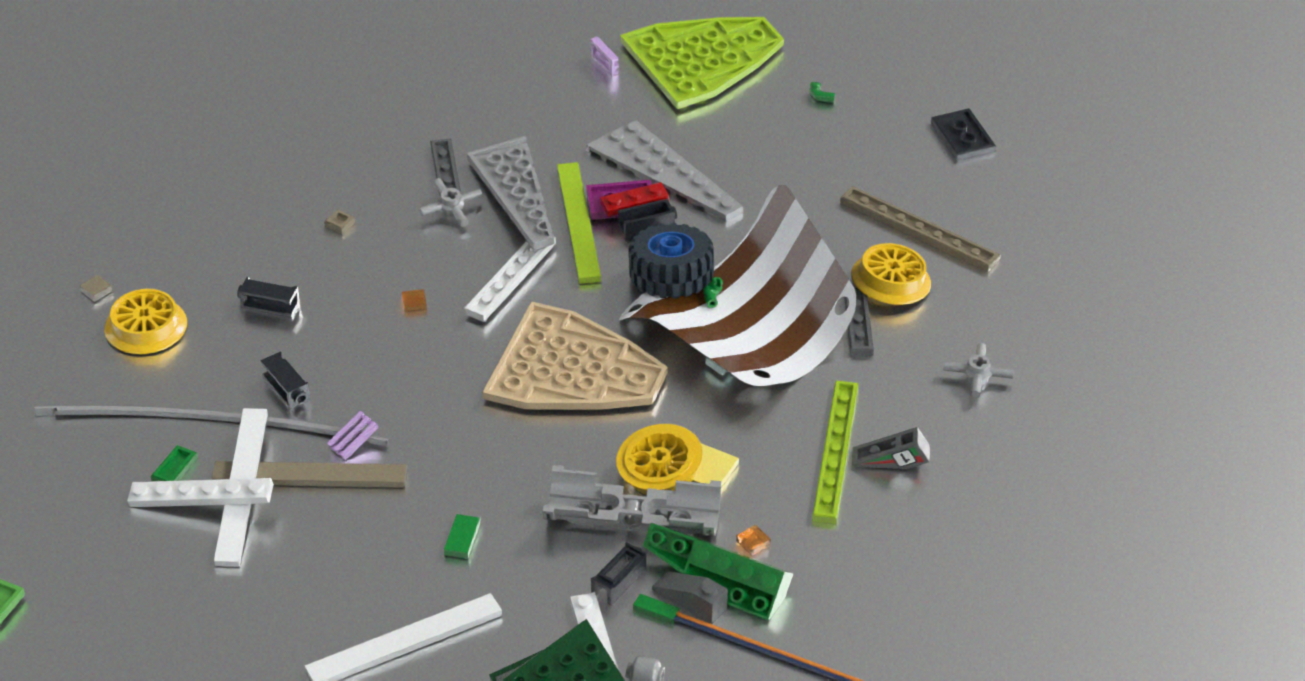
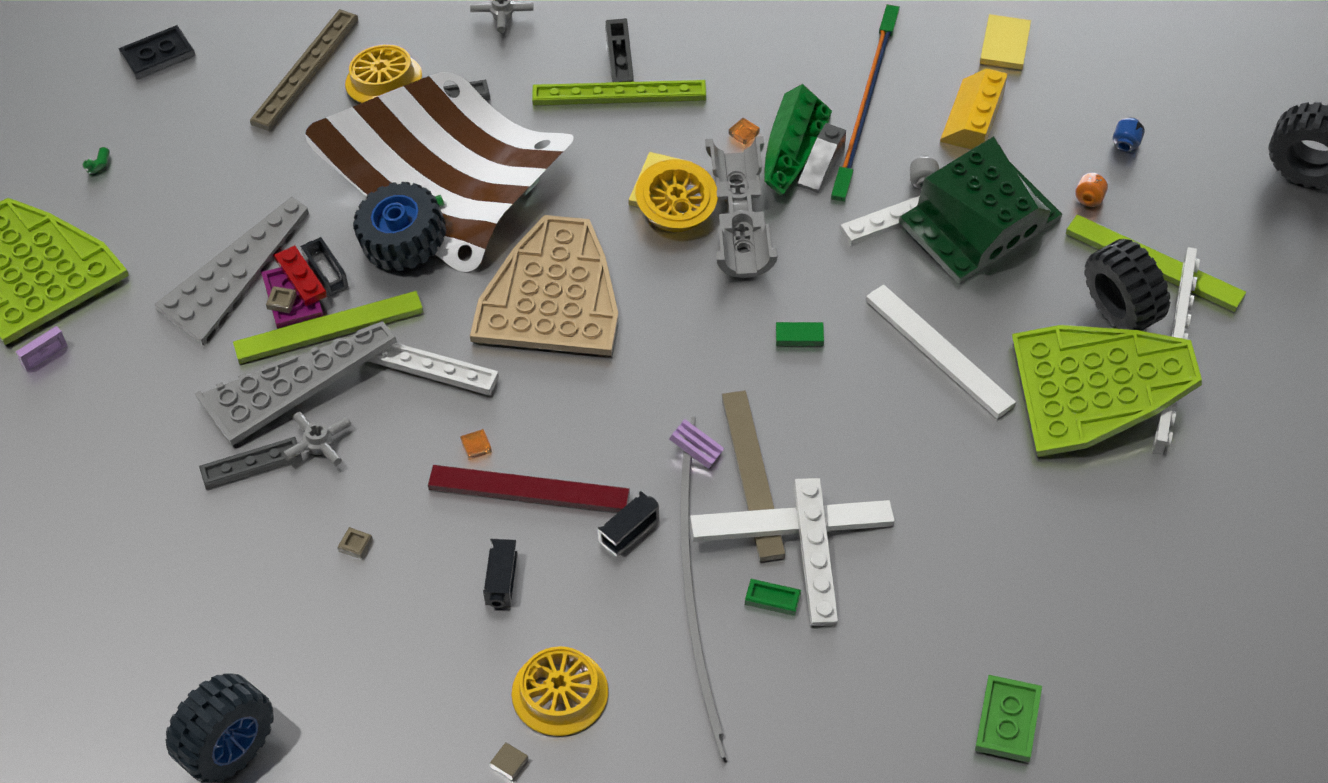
camera: 100 degrees left, 10 degrees up
(177, 117) = (219, 727): none -> black wheel
(351, 328) = (528, 489): none -> dark red tile
(609, 185) = (281, 299): none -> dark tan tile
(620, 572) = (815, 209): black window -> none

